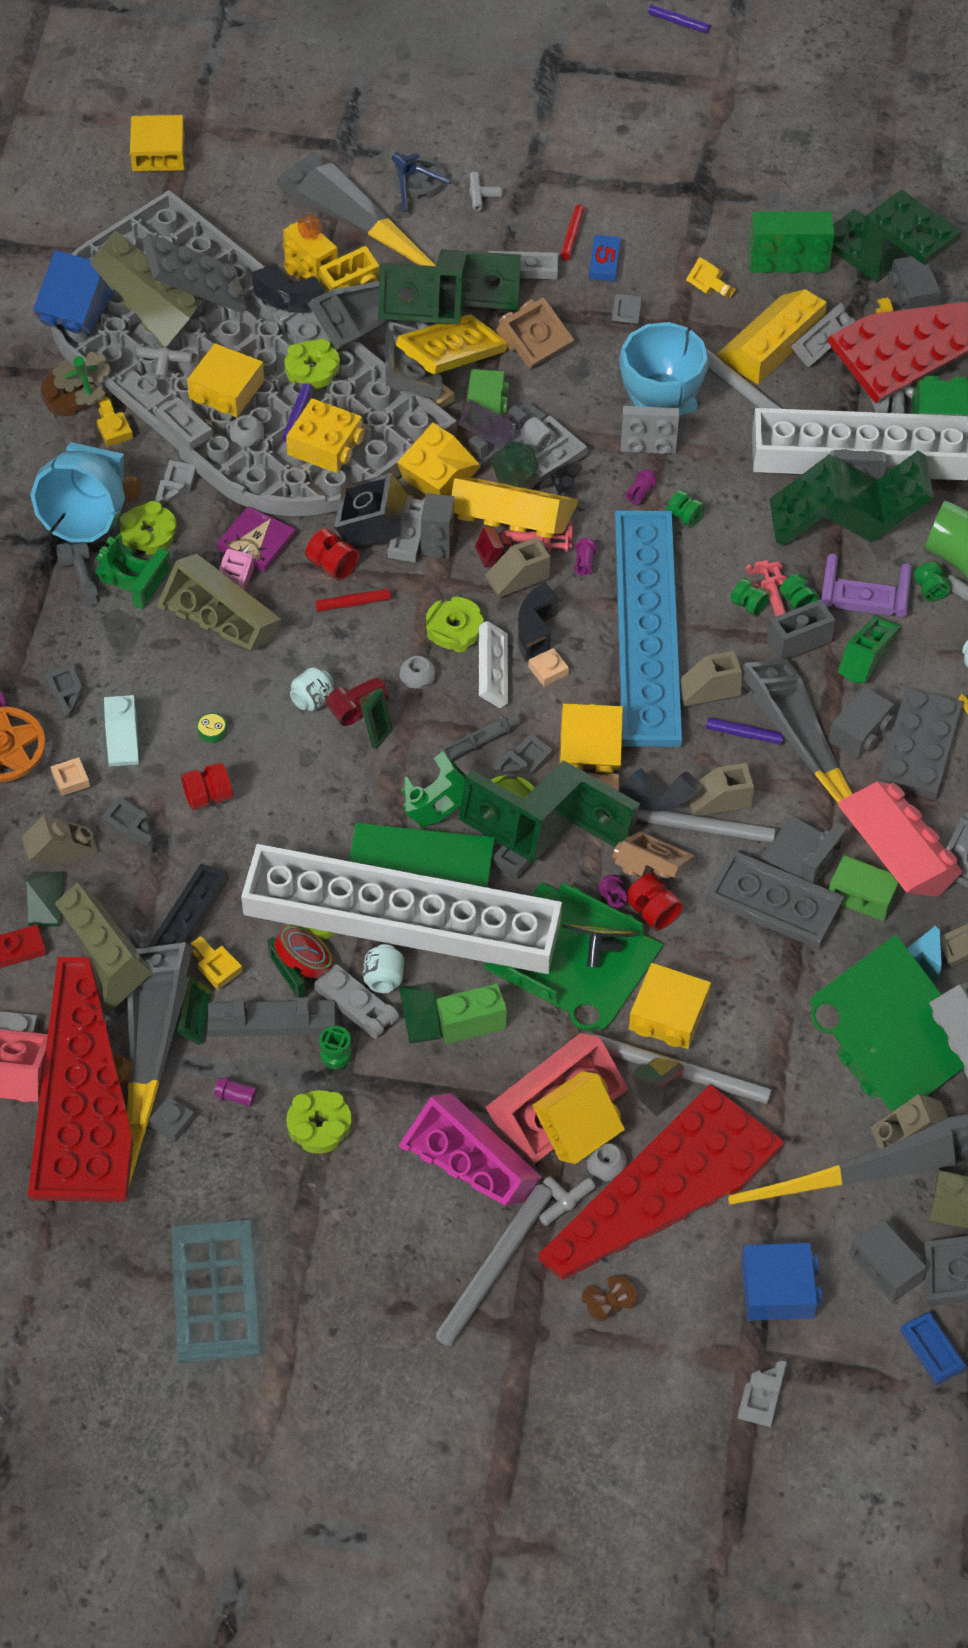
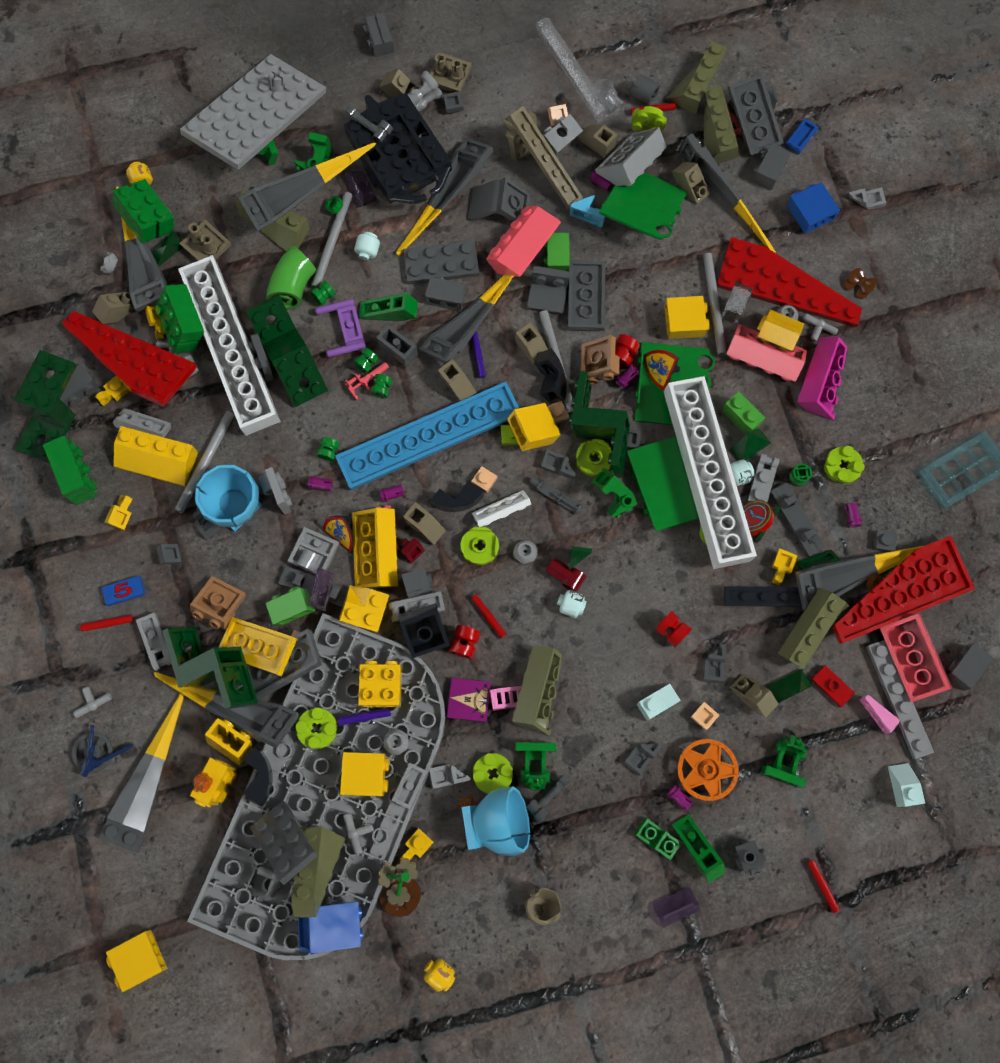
camera: 115 degrees left, 20 degrees up
(211, 728) = (625, 652): tile -> none
(493, 1265) = (881, 344): light grey axle -> none
(515, 463) = (341, 561): clear green brick -> none

